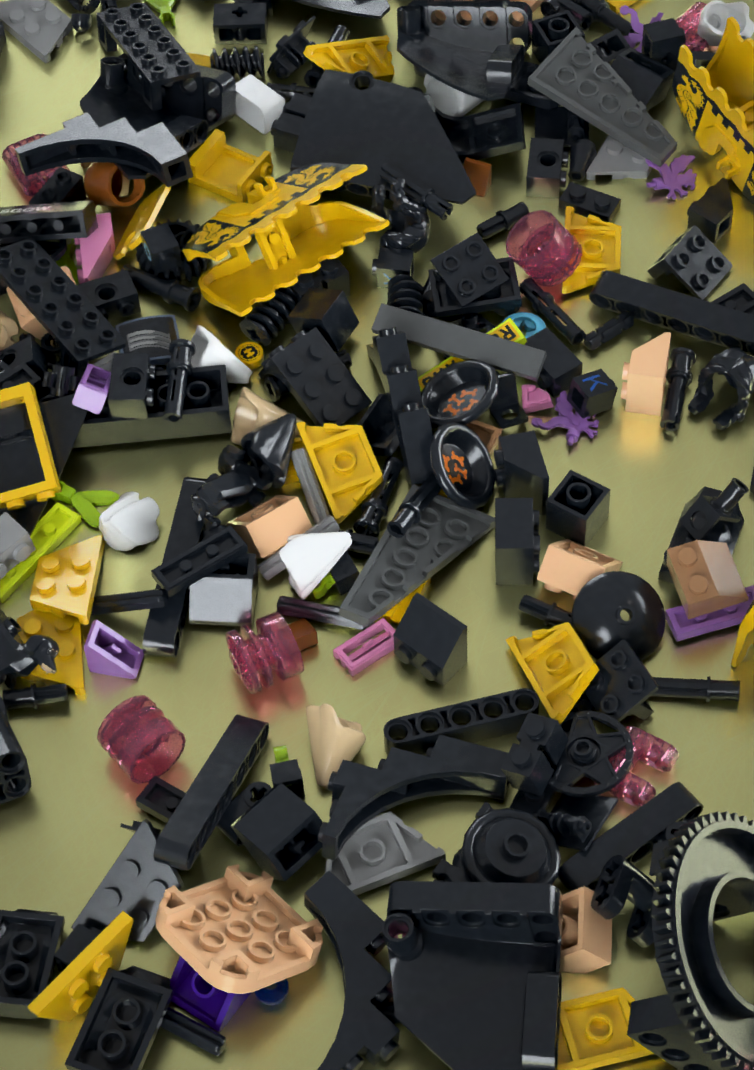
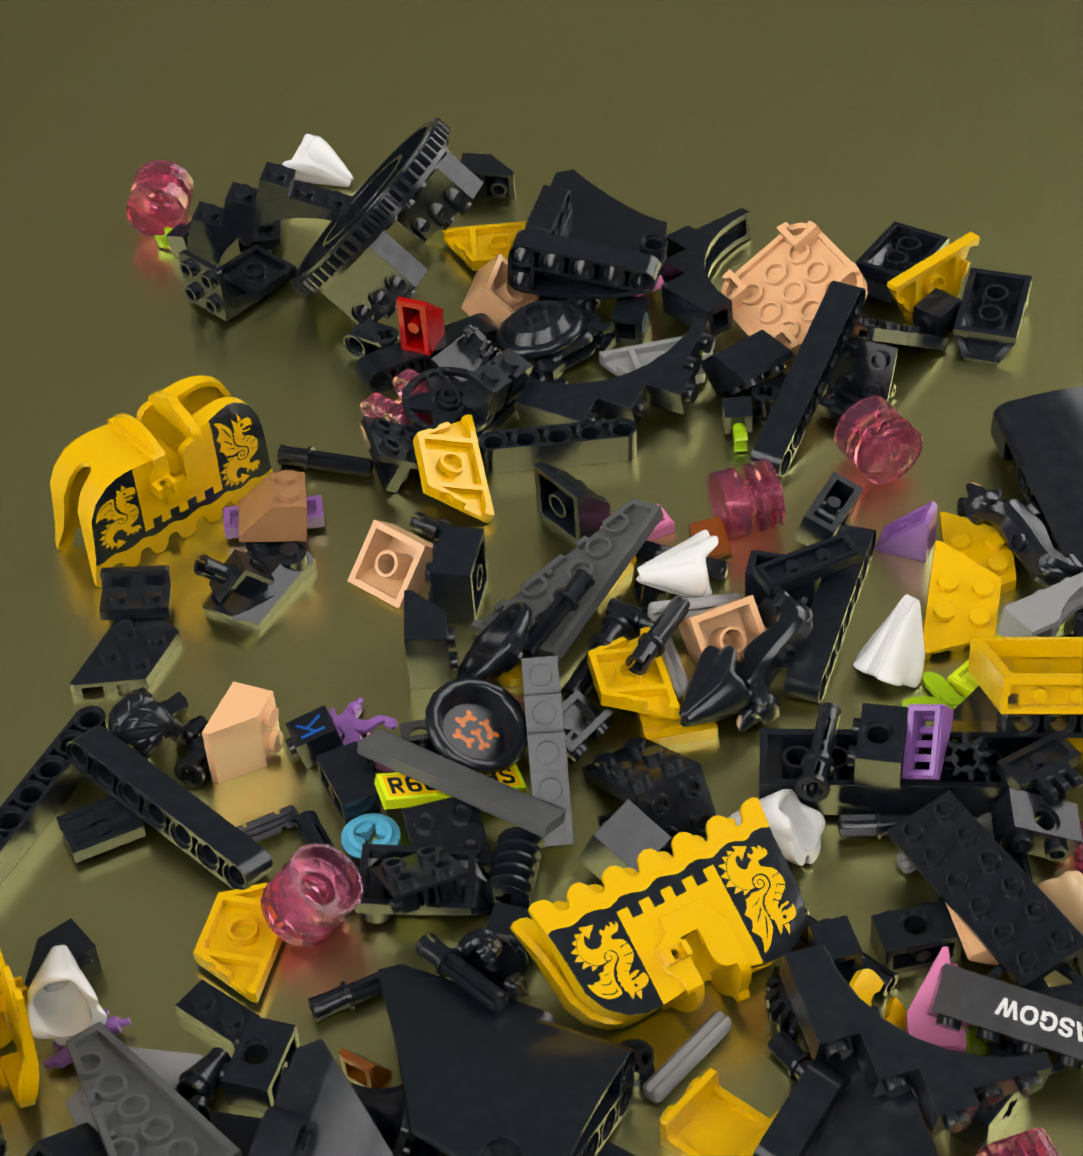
camera: 170 degrees left, 10 degrees down
(129, 601) = (892, 565): black axle -> none
(150, 336) = (859, 875): slope -> none
(179, 210) = (789, 1054): none -> black axle
(186, 654) = (829, 510): none -> black brick
(253, 413) = (720, 748): tan hat -> none
(327, 473) = (652, 643): none -> black axle
(331, 740) = (683, 443): tan hat -> none
(577, 508) = (375, 610): black head -> none
(599, 608) = (373, 500): black dish -> none
(624, 881) = (450, 294): black connector -> none
(638, 817) = (419, 325): none -> red slope
(691, 164) = (61, 999): none -> white hat
(693, 262) = (129, 898): black bracket -> none

